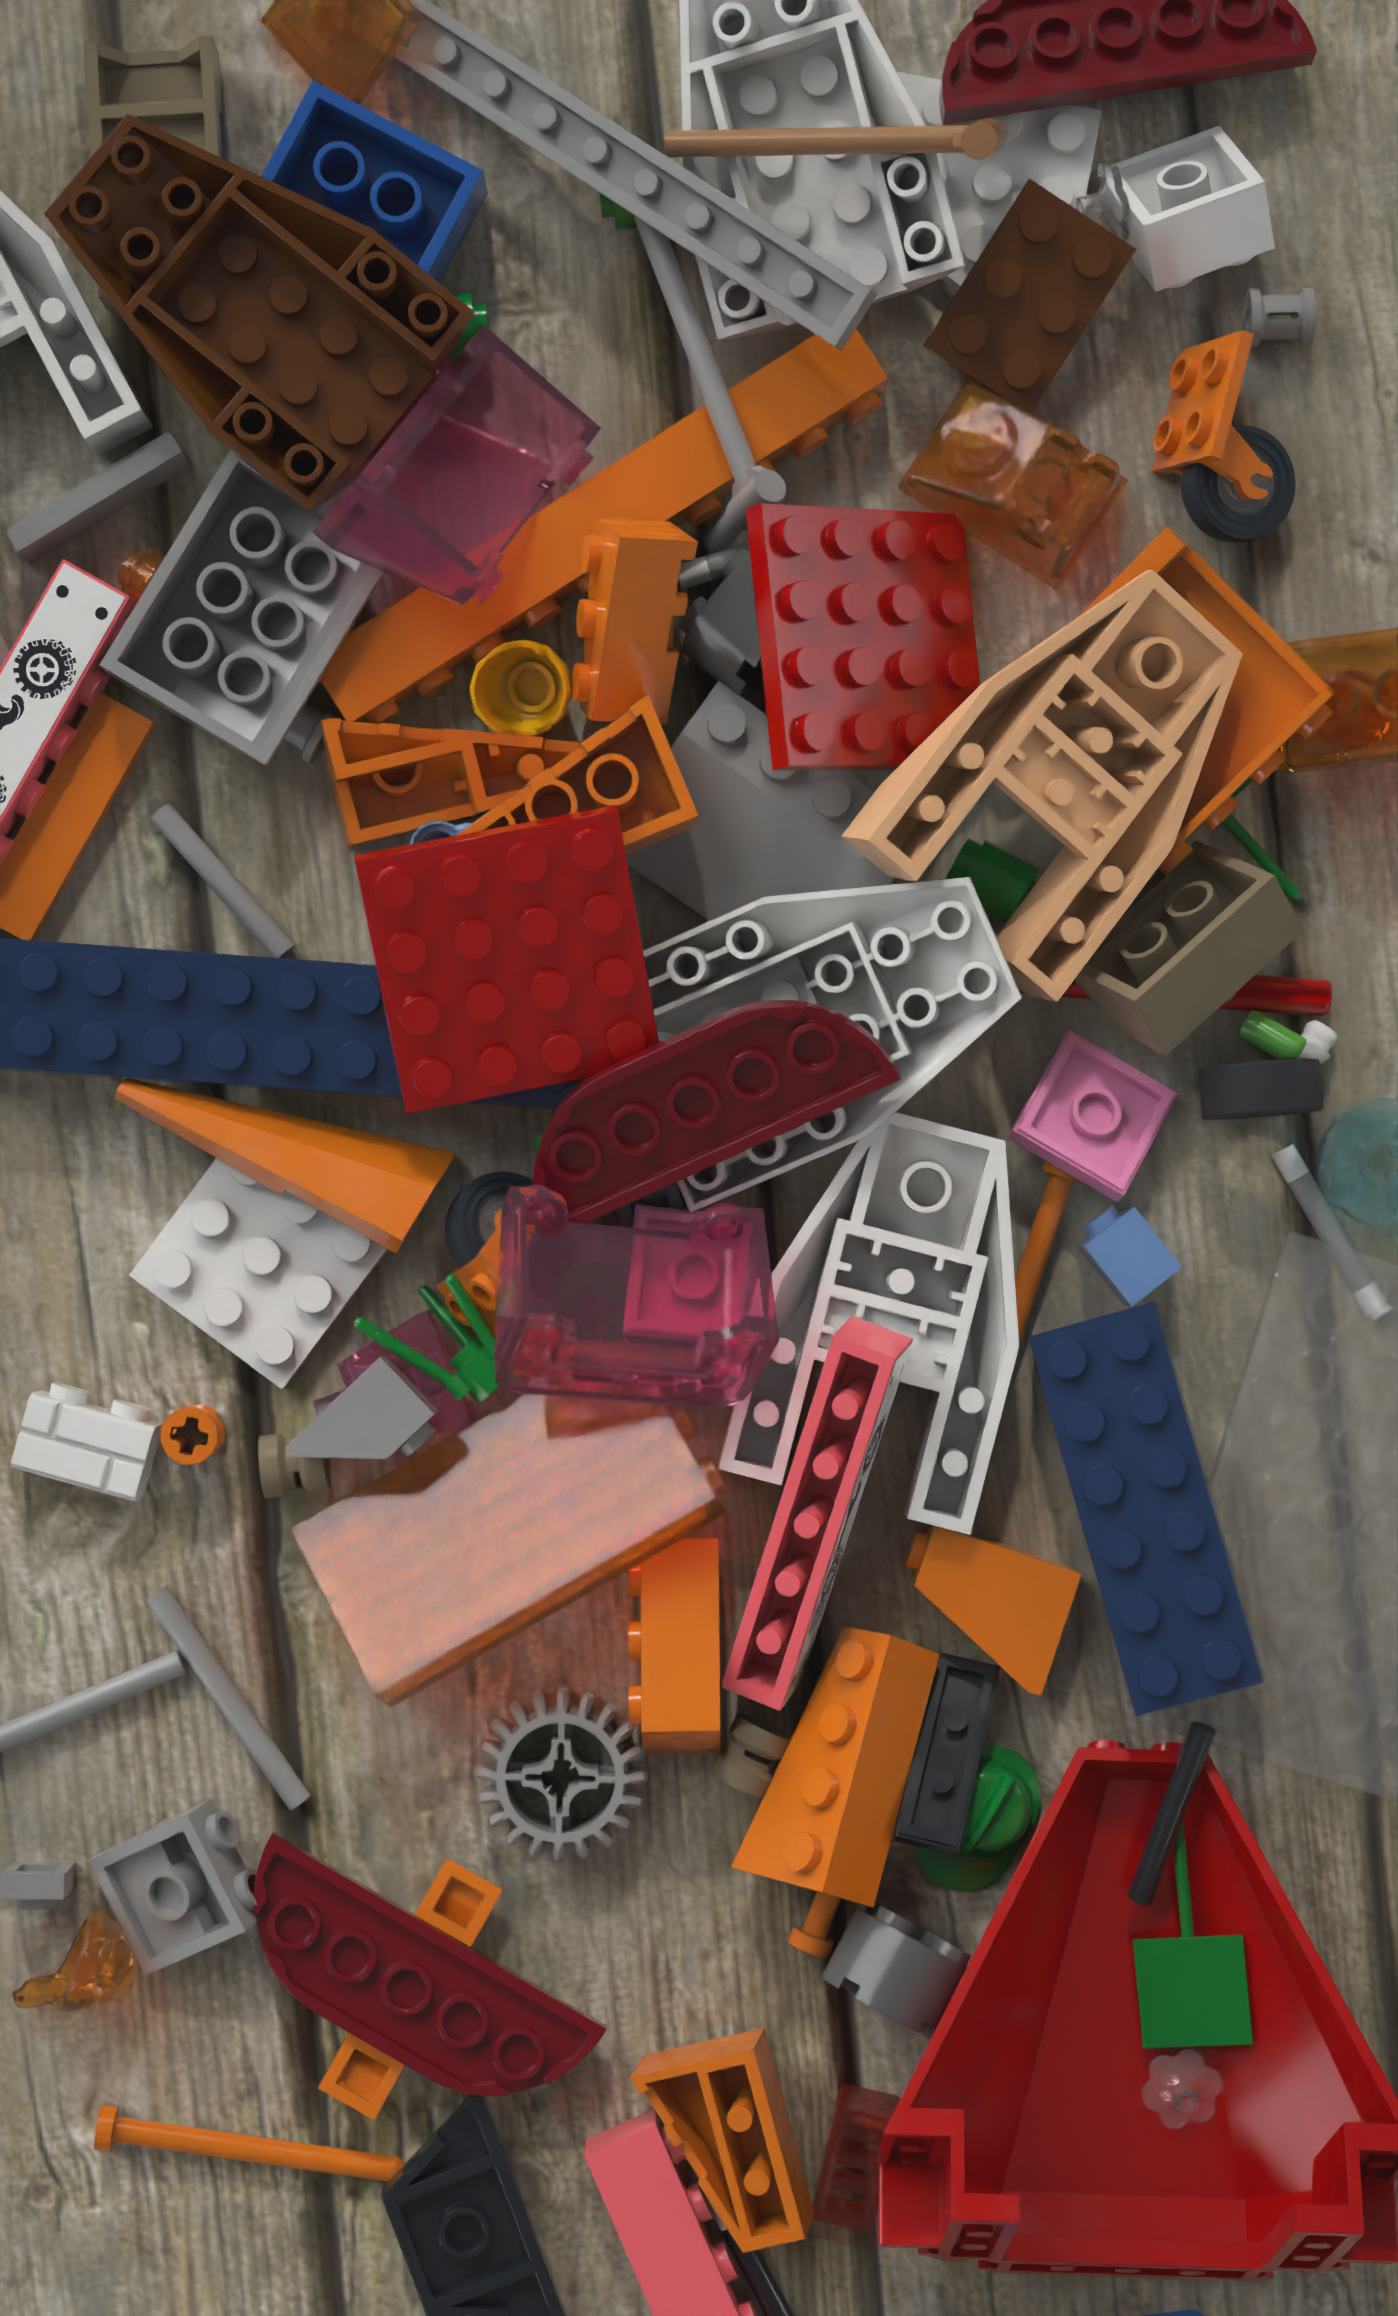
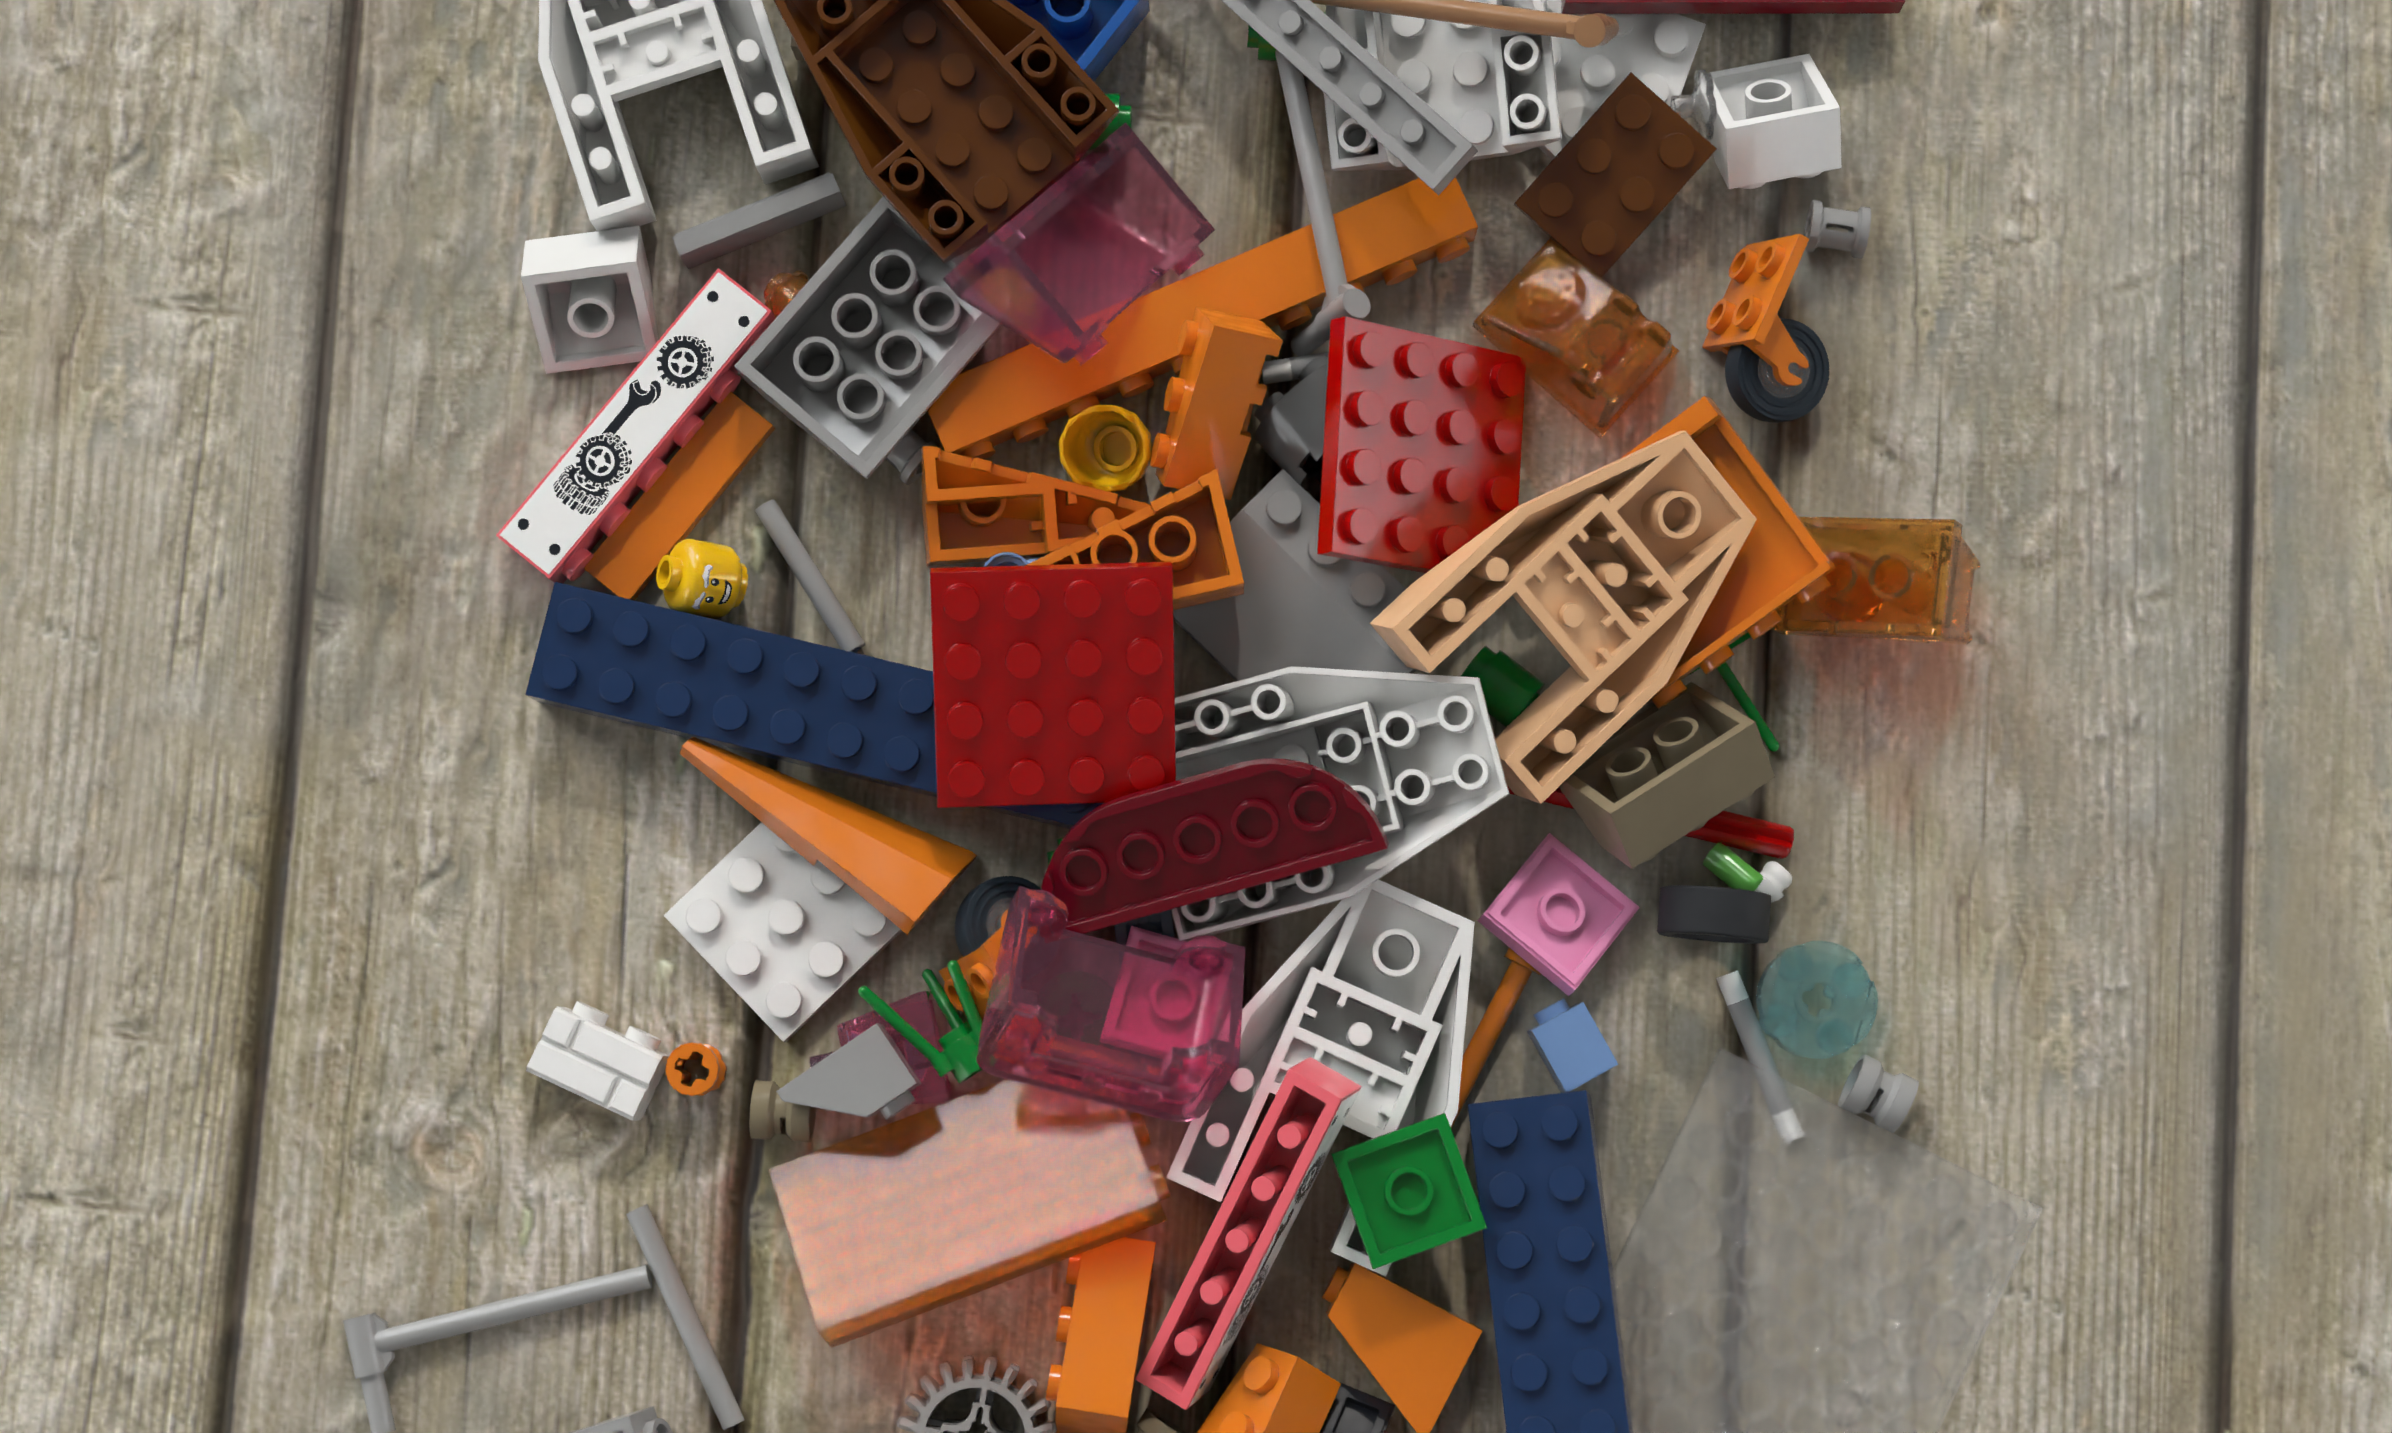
camera: 15 degrees right, 5 degrees down
(106, 903) = (702, 578): none -> yellow head
(981, 1441) = (1408, 1190): none -> green plate

